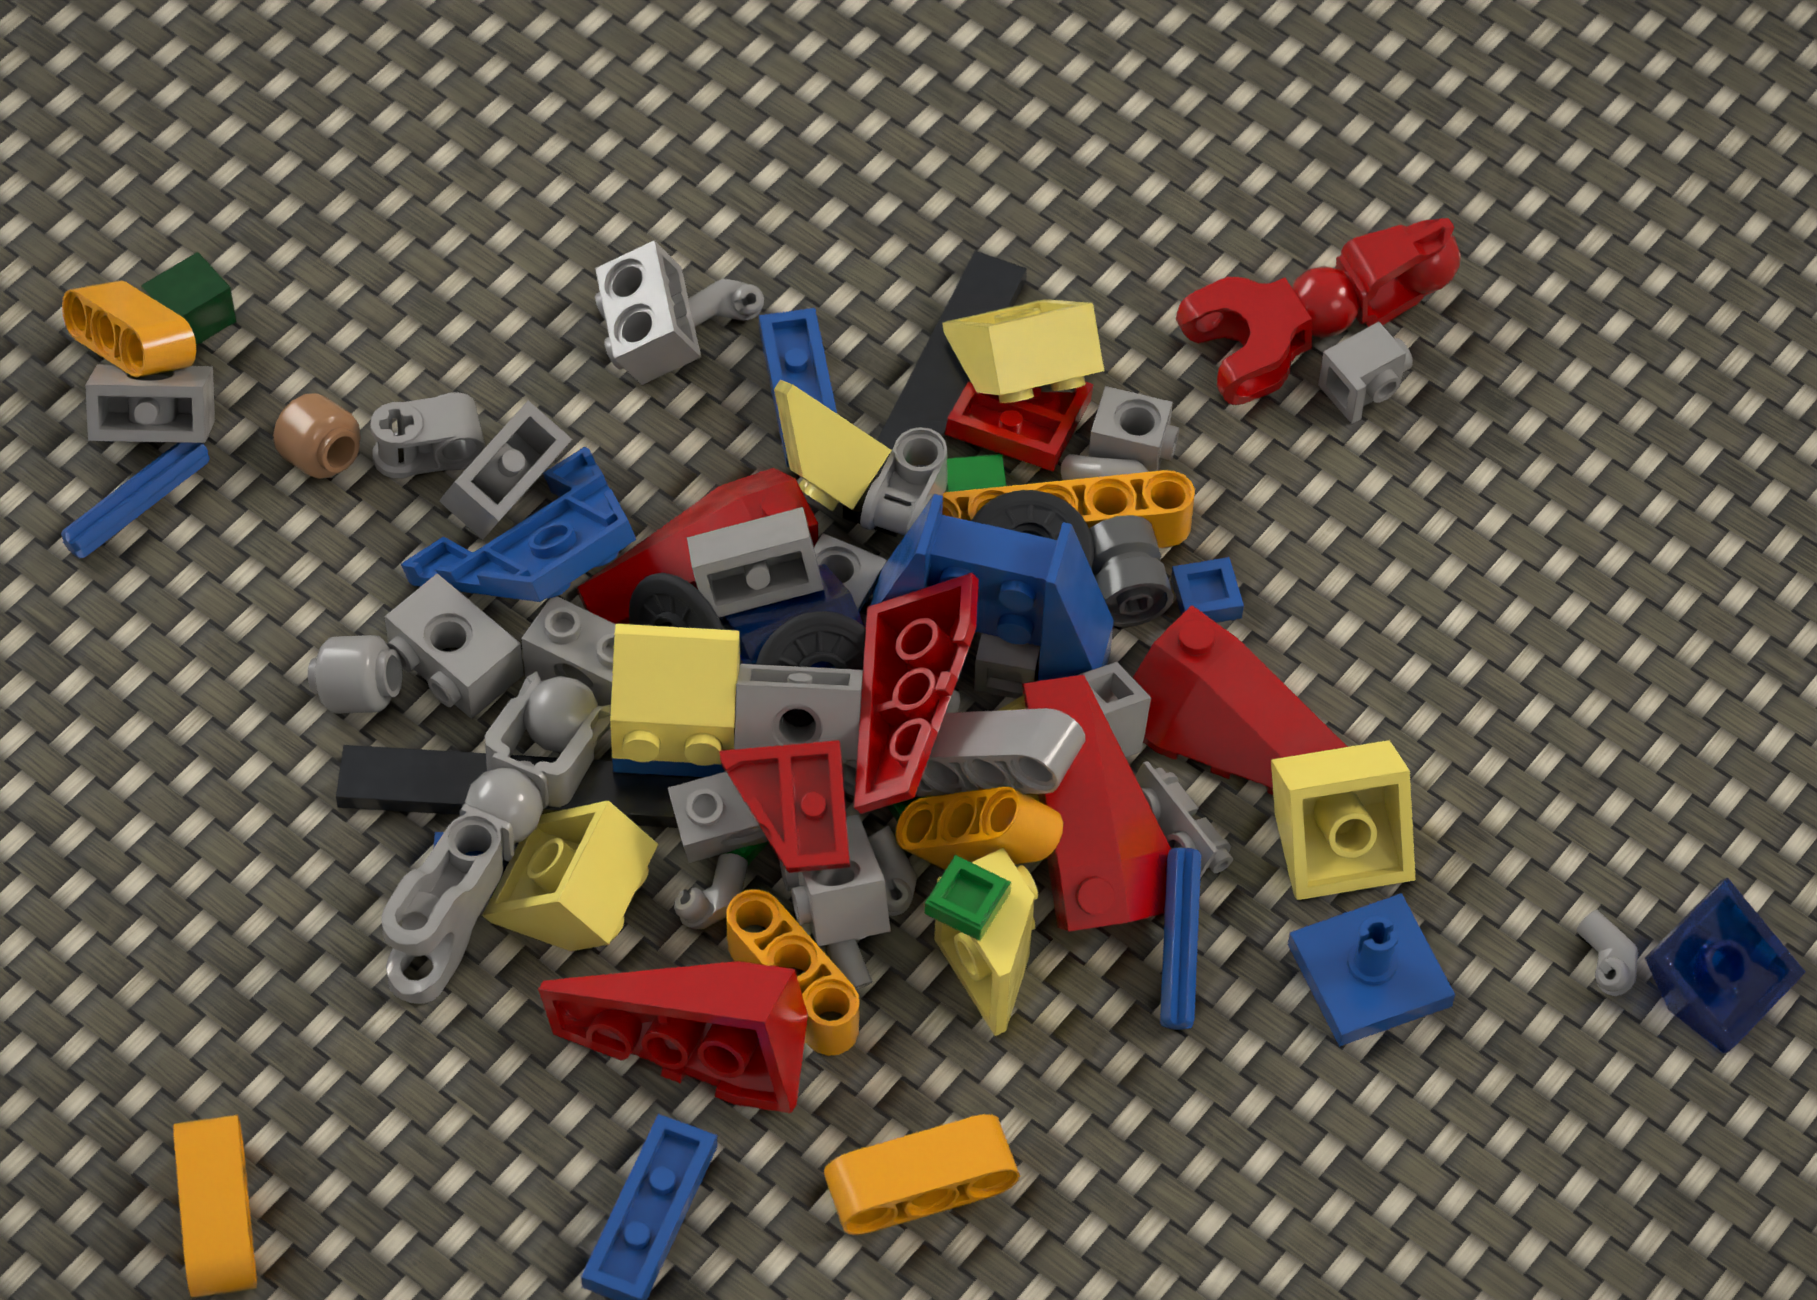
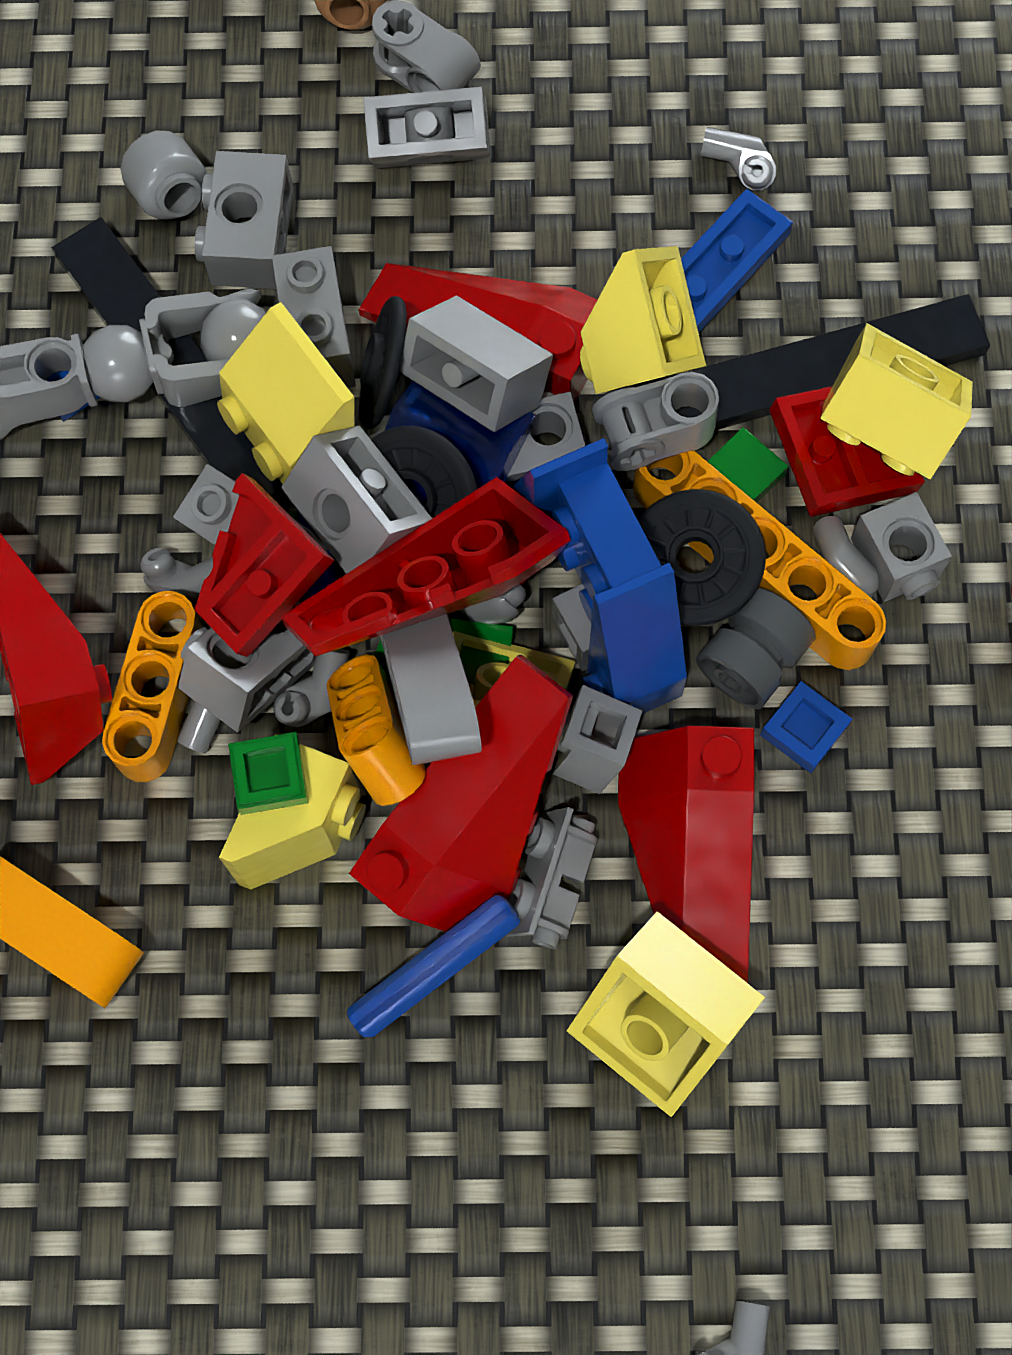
camera: 55 degrees right, 15 degrees up
(544, 550) = (383, 211): blue wing -> none
(573, 877) = (109, 465): light yellow slope -> none
(646, 313) = (670, 110): light grey brick -> none
(1370, 969) = (546, 1147): blue tile -> none

